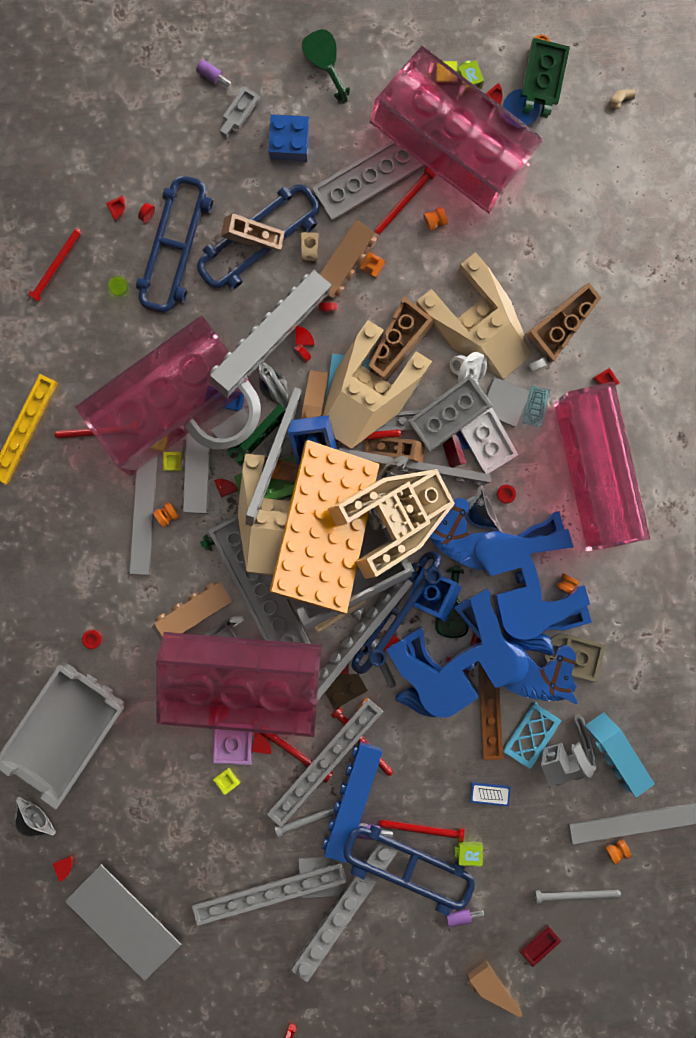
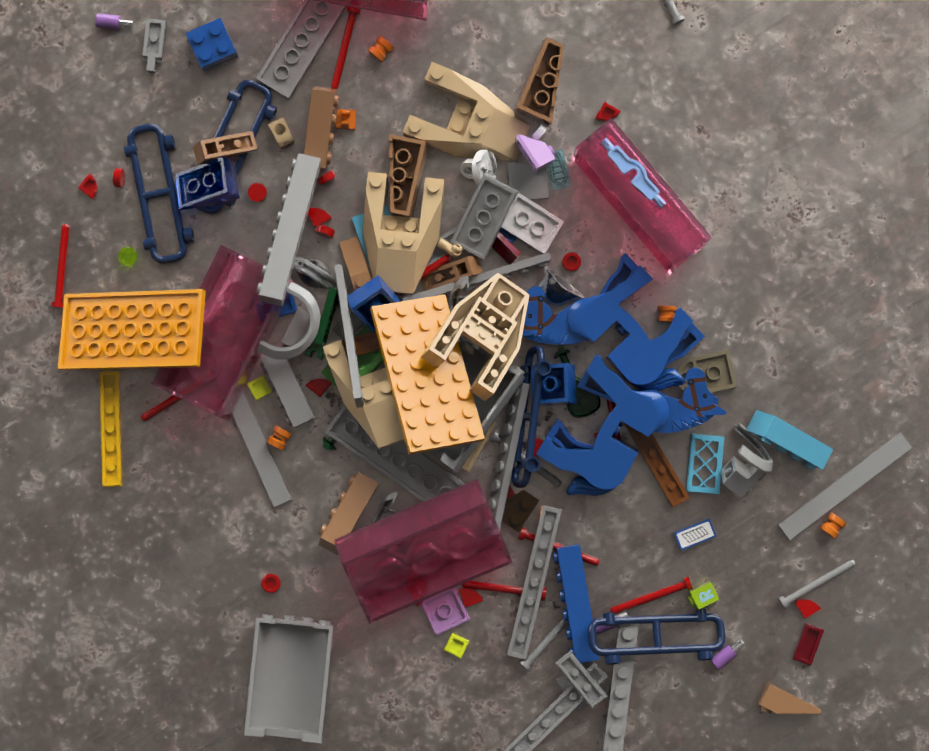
camera: 25 degrees left, 0 degrees up
(84, 350) = (132, 330): none -> light orange plate
(220, 257) = (207, 184): none -> clear blue slope
(261, 288) = (257, 192): none -> red tile
(320, 873) = (581, 679): none -> light grey tile
(407, 429) = (453, 250): none -> tan arm
(525, 379) = (535, 152): none -> lavender slope
(556, 912) = (807, 607): none -> red tile
(604, 431) = (625, 165): none -> light blue piece

